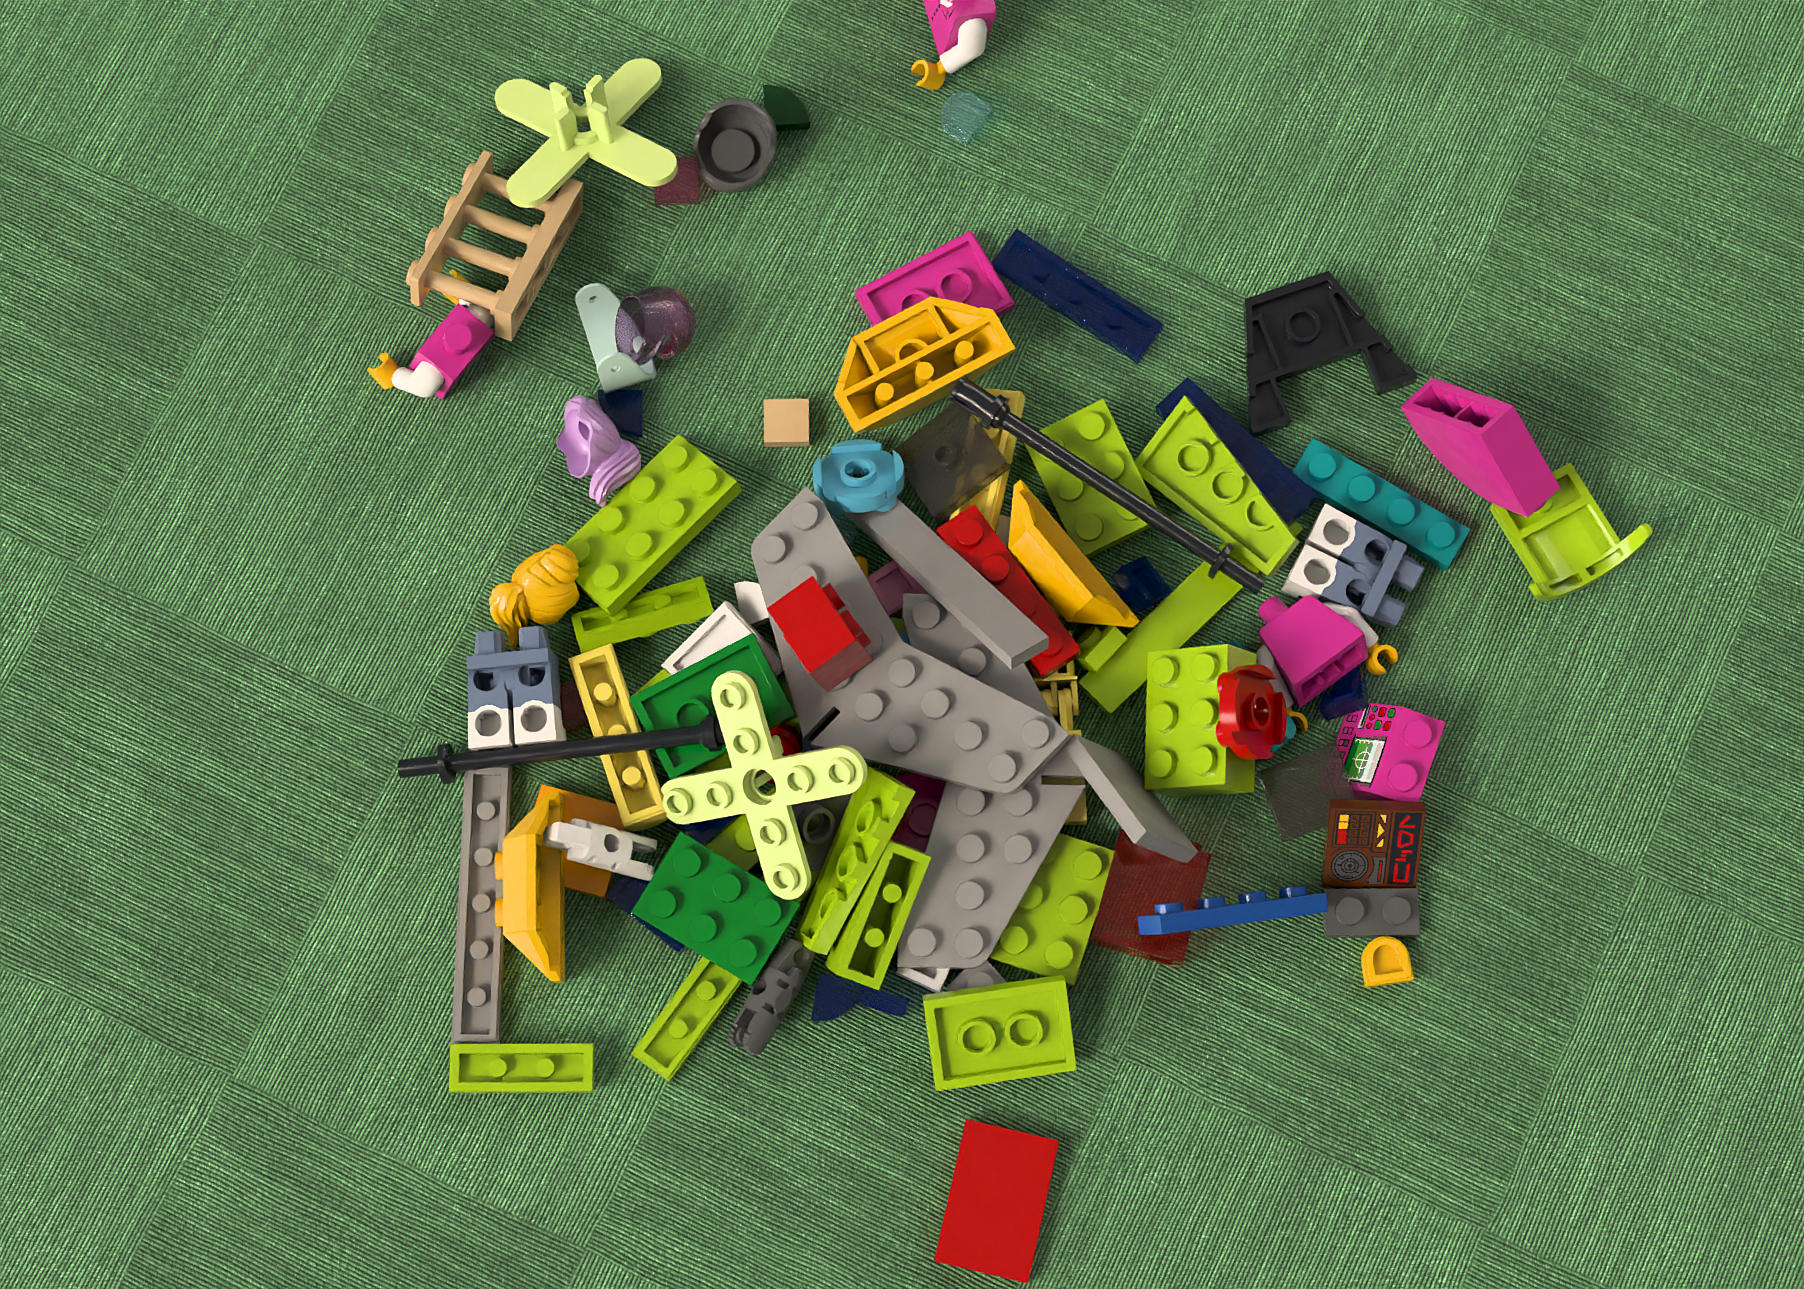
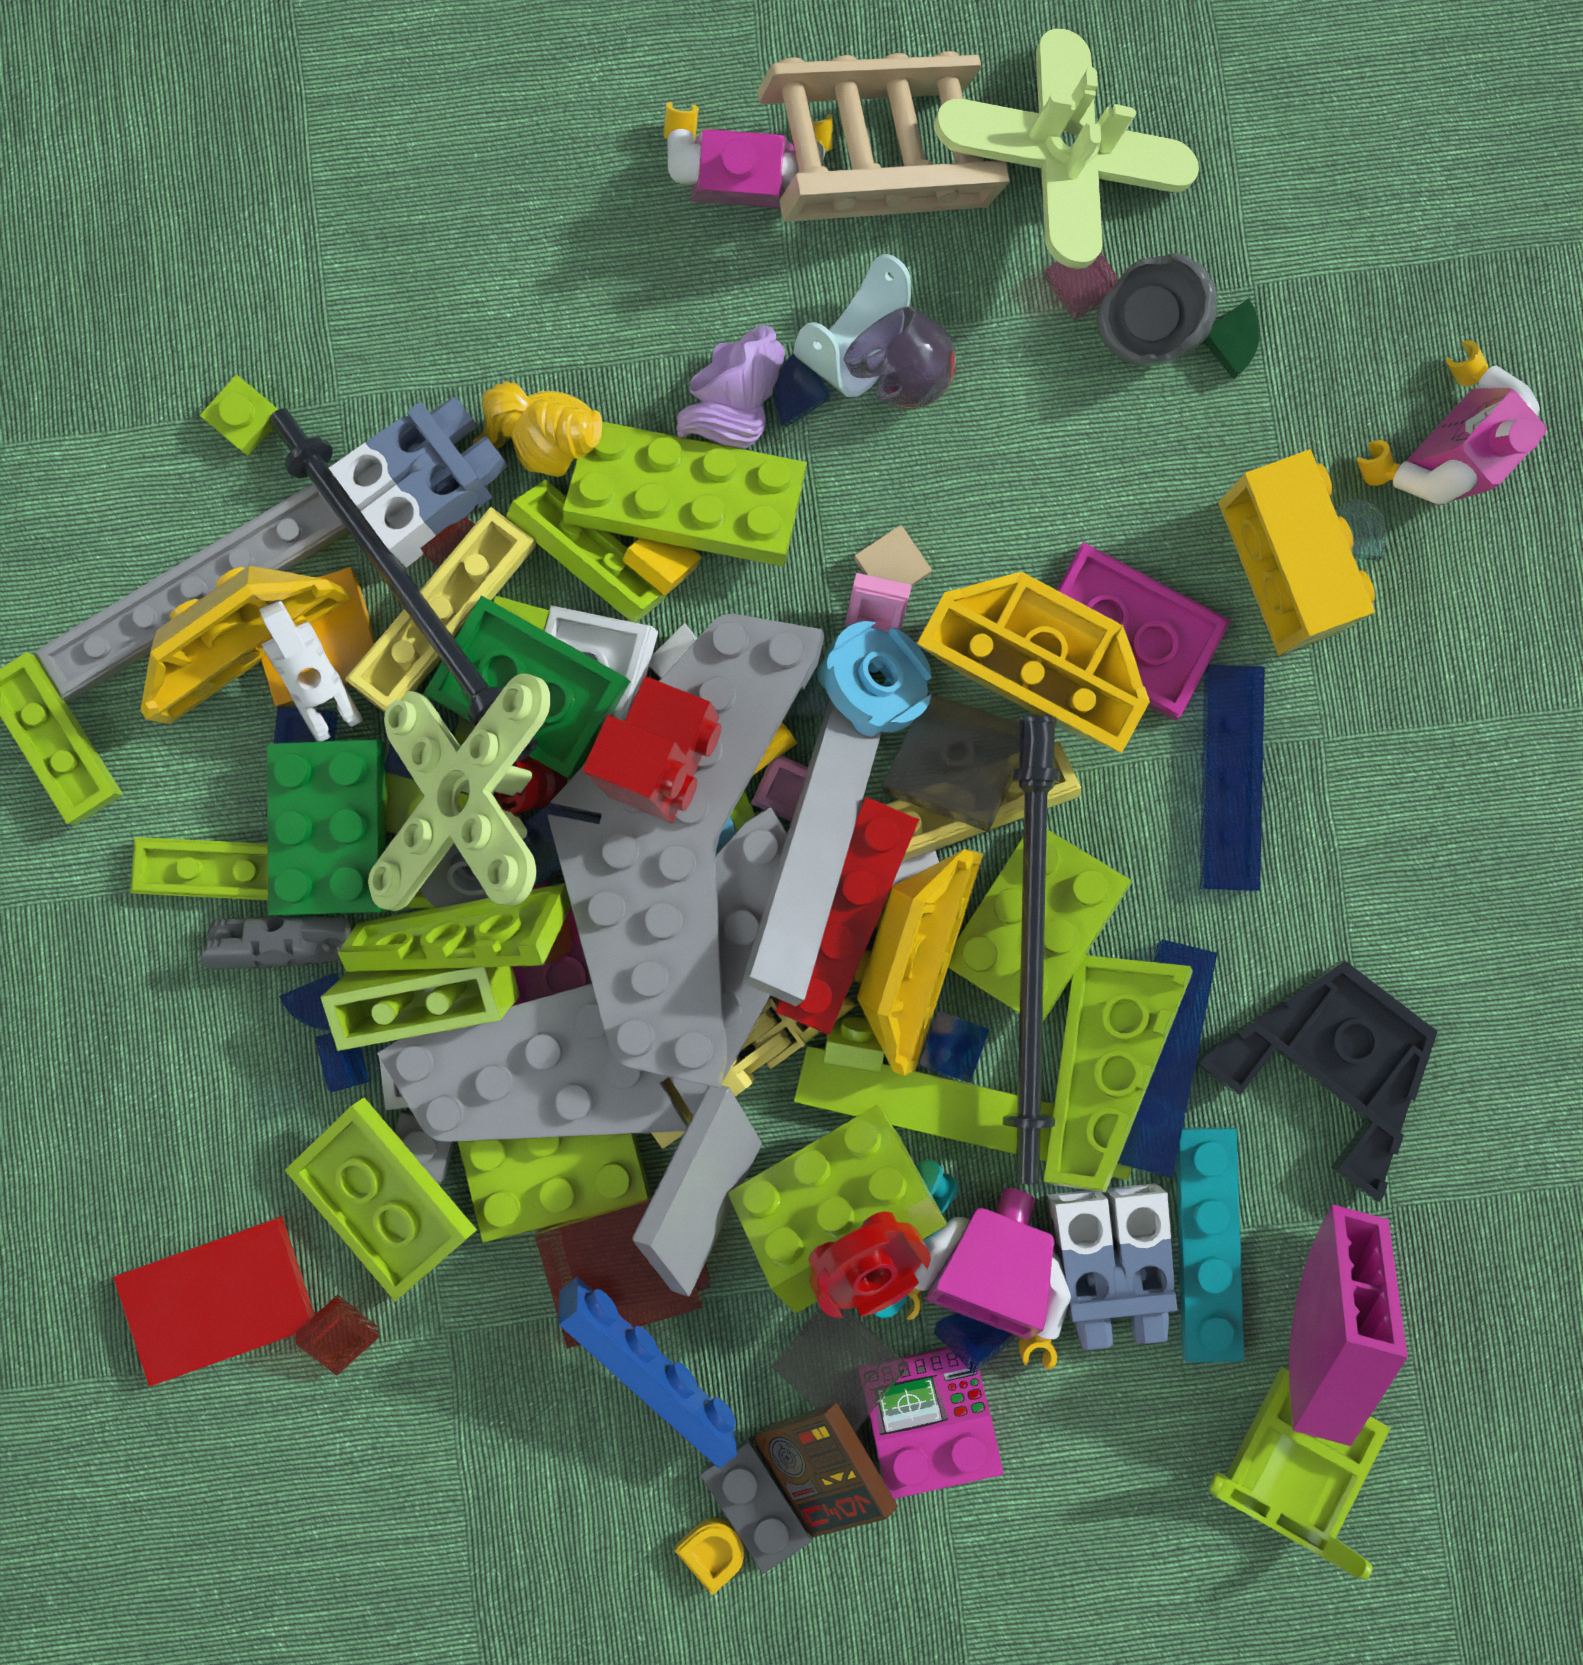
camera: 60 degrees right, 10 degrees up
(380, 795) = (240, 415): none -> lime plate
(683, 571) = (661, 563): none -> yellow tile
(806, 445) = (878, 602): none -> bright pink tile
(955, 160) = (1296, 552): none -> yellow brick
(1074, 1126) = (337, 1335): none -> clear red tile

